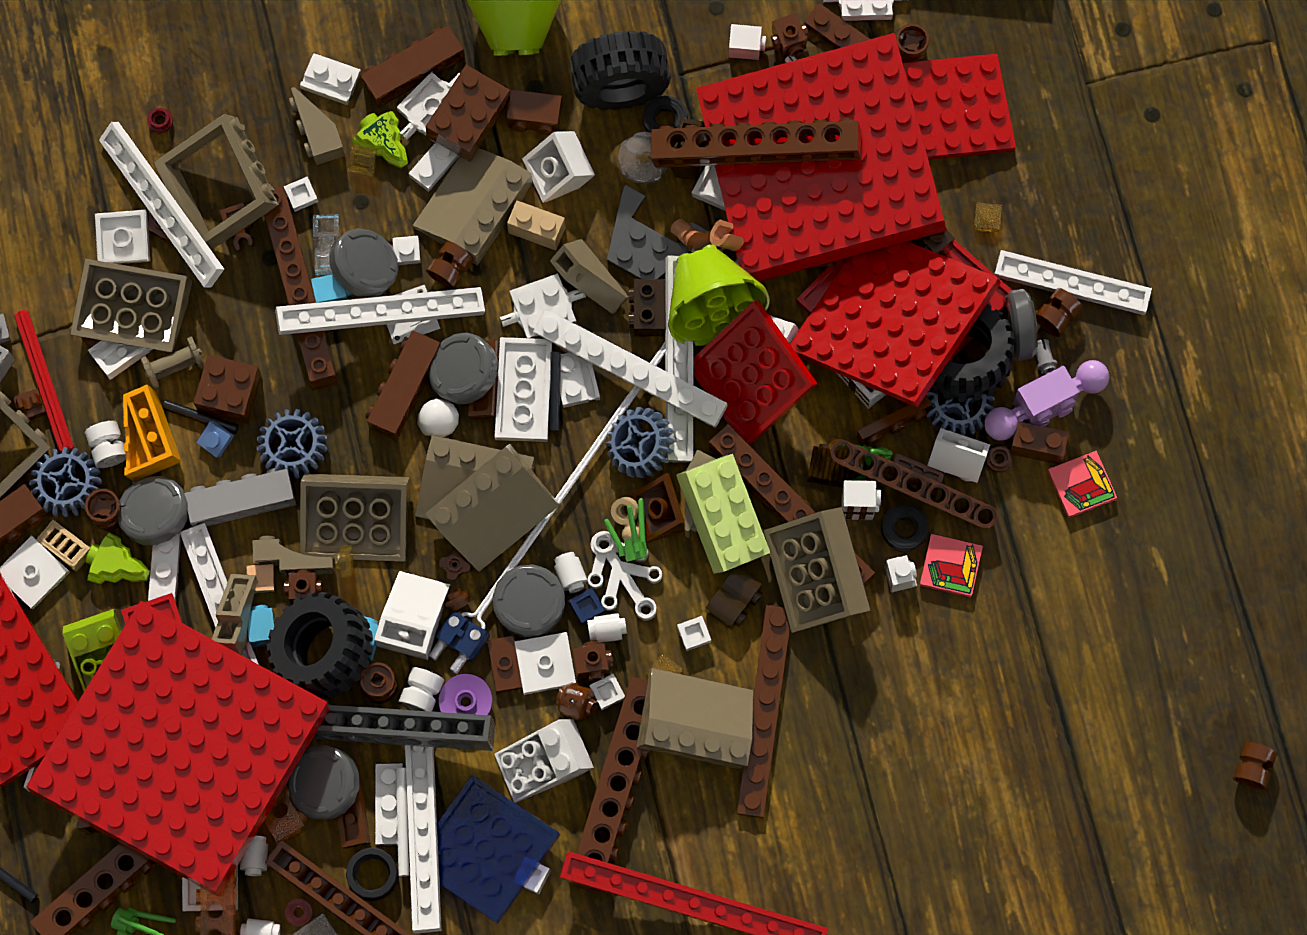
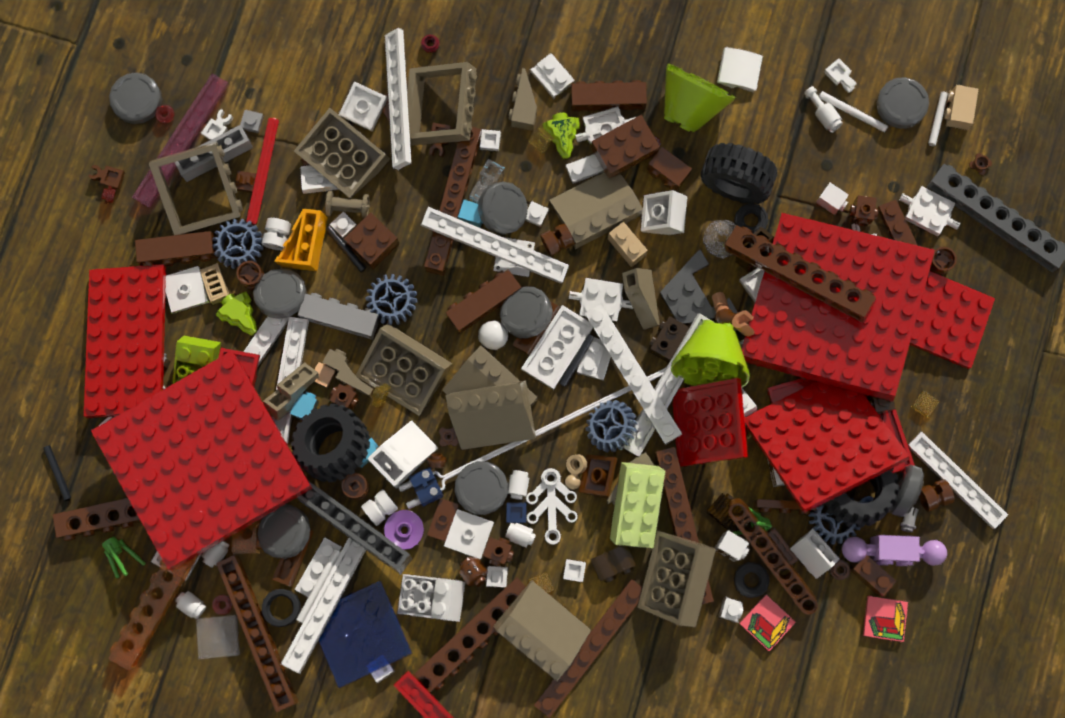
camera: 30 degrees right, 5 degrees up
(181, 390) = (343, 225): none -> white plate
(215, 439) = (346, 268): medium blue plate -> none
(635, 547) = (569, 493): bright green plant -> none

